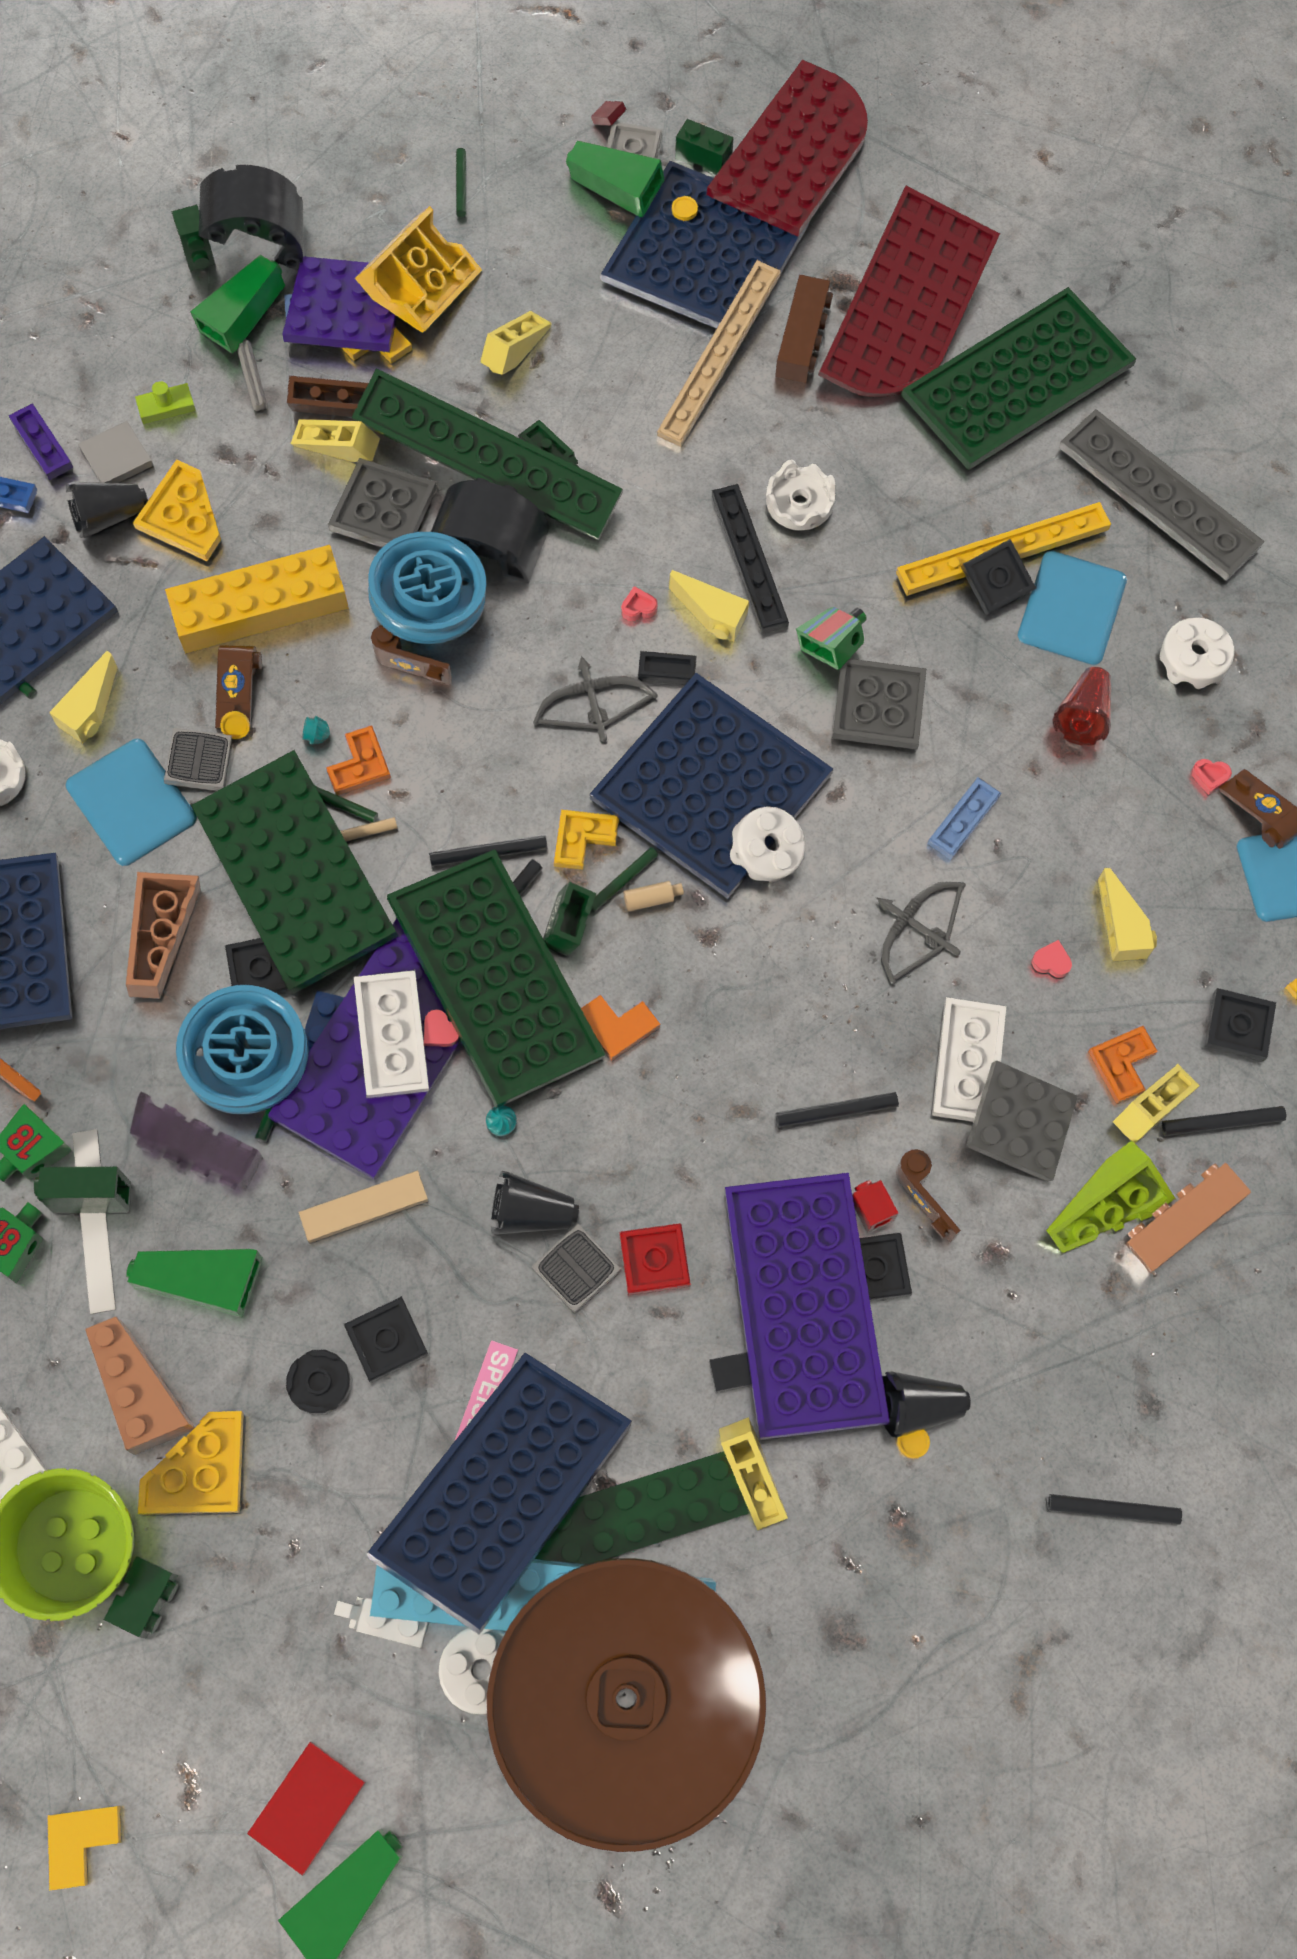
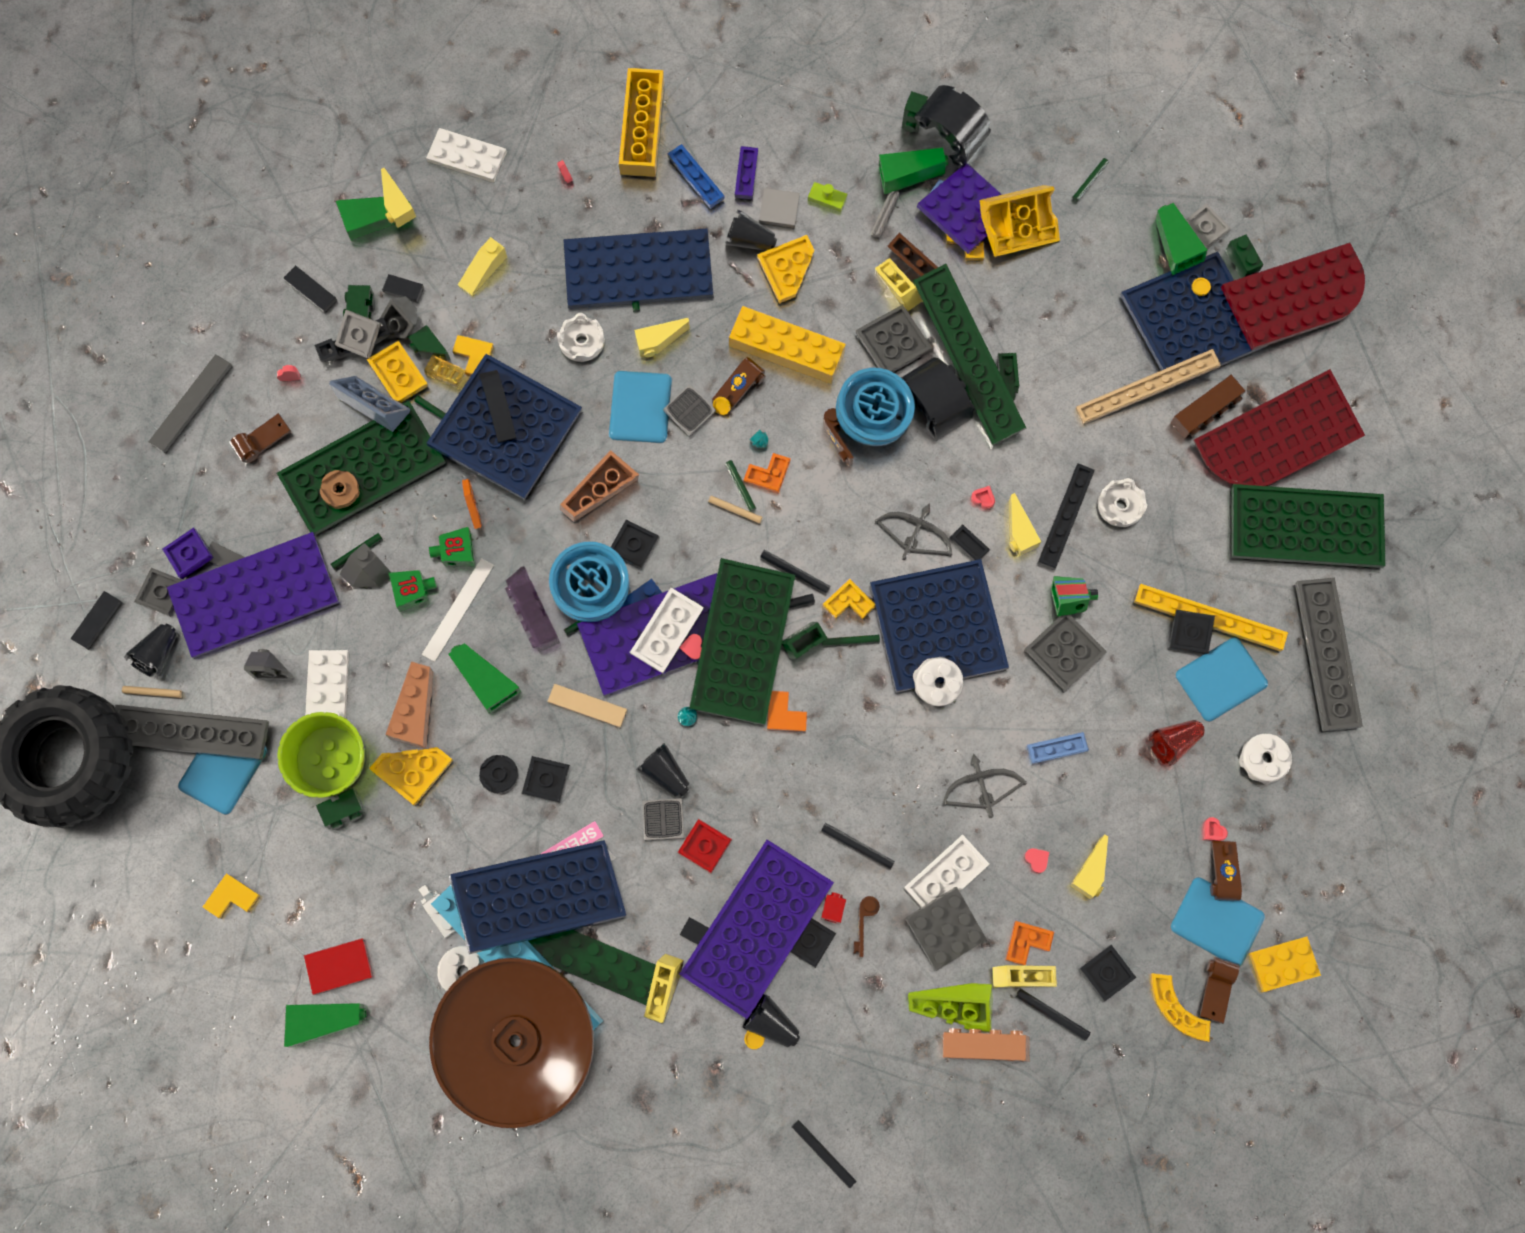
camera: 40 degrees right, 5 degrees up
(83, 1189) = (462, 592): dark green brick -> none
(294, 872) = (688, 507): dark green plate -> none
(513, 341) = (1039, 297): light yellow slope -> none
(608, 113) = (1208, 196): dark red tile -> none
(651, 895) = (857, 660): tan cylinder -> none

